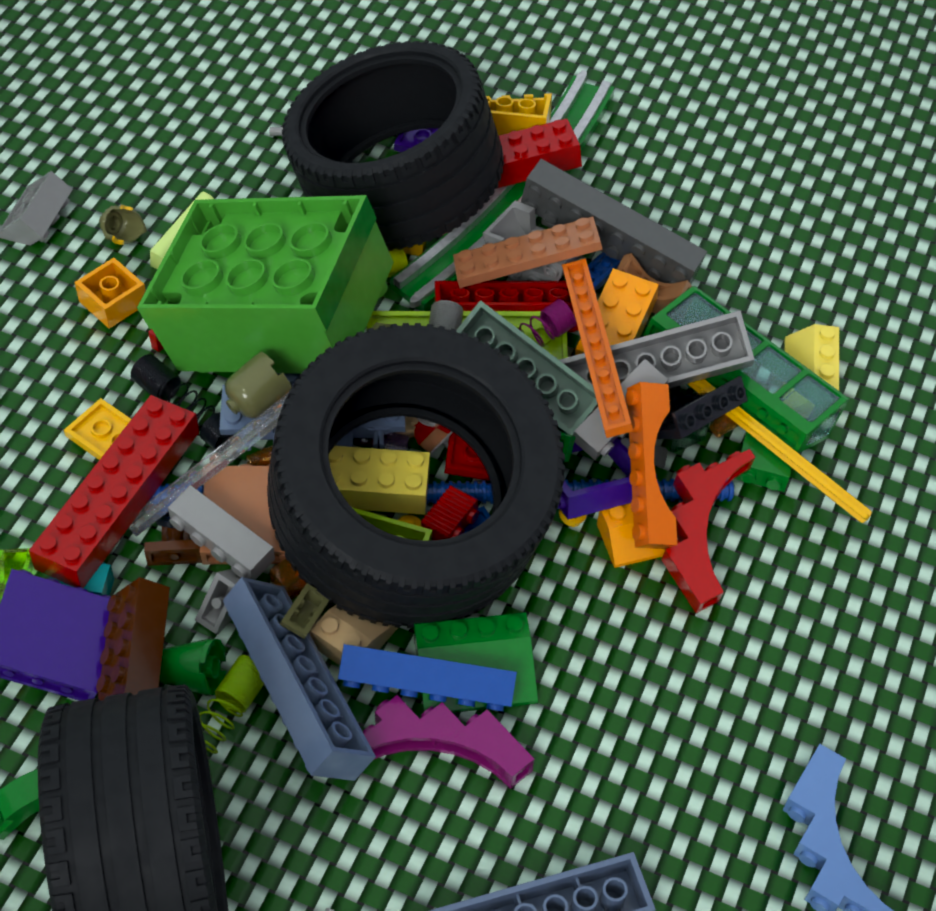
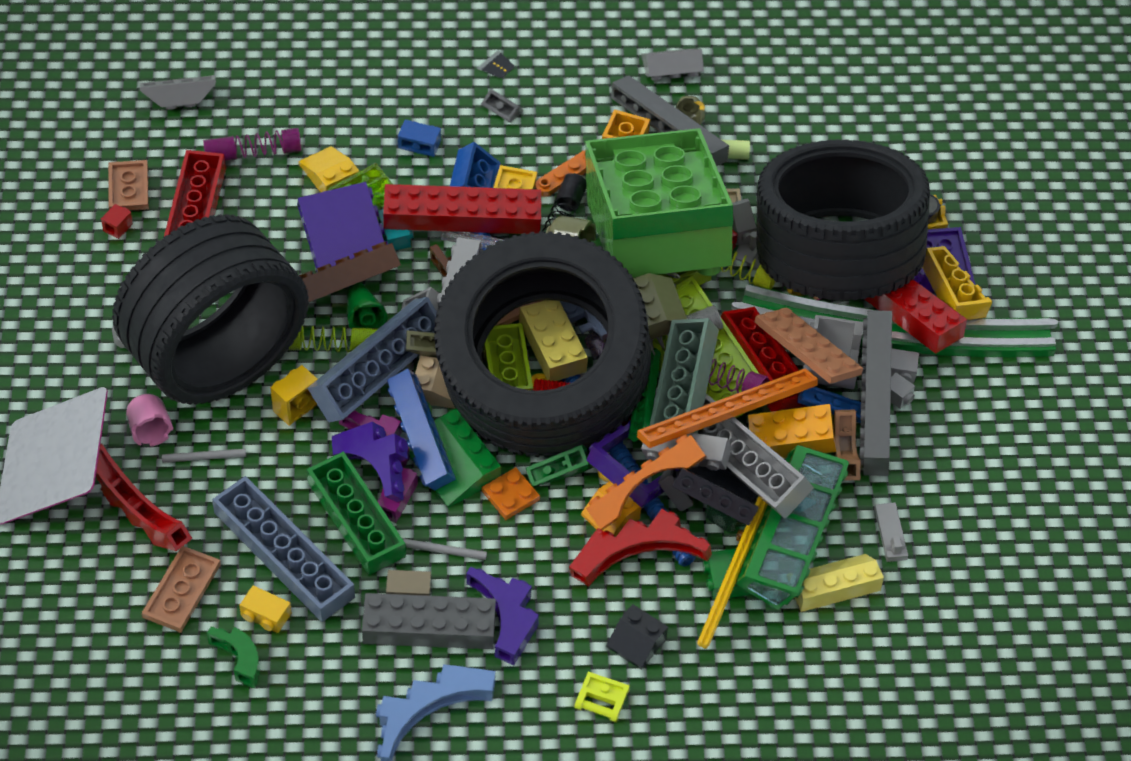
camera: 65 degrees right, 0 degrees up
(53, 461) = (474, 168): none -> blue slope
(89, 252) = (662, 114): none -> dark grey brick
(117, 373) = (555, 177): none -> orange plate
(284, 804) = (291, 395): none -> yellow brick
(455, 731) = (382, 451): none -> dark purple arch
(510, 807) = (356, 513): none -> green brick
(548, 559) = (559, 466): none -> green slope
(554, 625) = (510, 493): none -> orange plate
(600, 731) = (445, 549): none -> light grey bar
(647, 794) = (408, 582): none -> dark tan brick
(708, 792) = (428, 621): none -> dark grey brick
(745, 696) = (515, 621): none -> dark purple arch
(769, 305) = (891, 532): none -> light grey hinge
(816, 580) = (637, 636): none -> black slope
(875, 643) = (603, 690): none -> neon yellow plate

